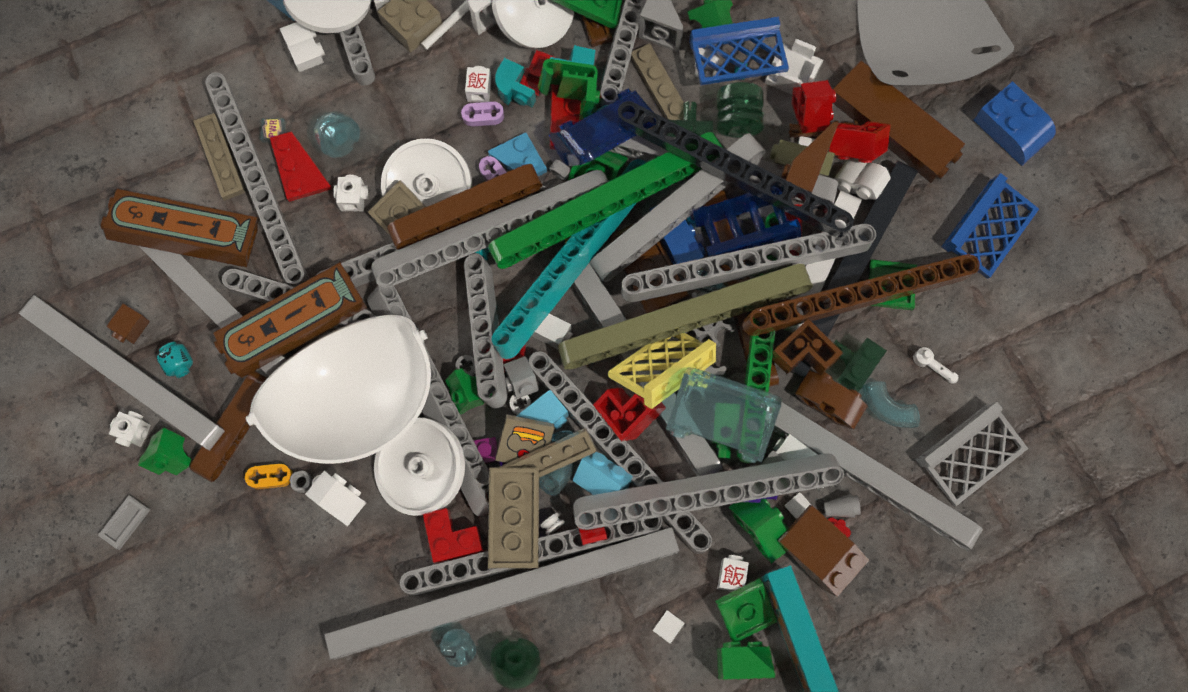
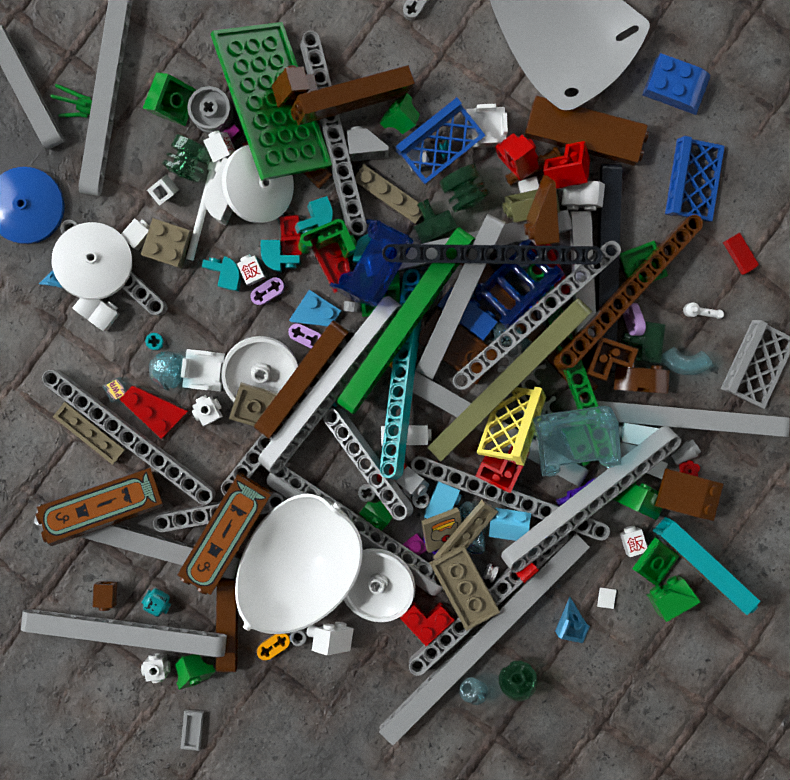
camera: 35 degrees left, 15 degrees up
(340, 97) = (151, 346): none -> teal bush
(368, 153) = (202, 370): none -> white panel
(453, 75) = (230, 274): none -> teal brick
(614, 635) = (572, 624): none -> dark azure slope
(854, 331) = (634, 320): none -> lavender beam
(1006, 326) = (740, 253): none -> red slope

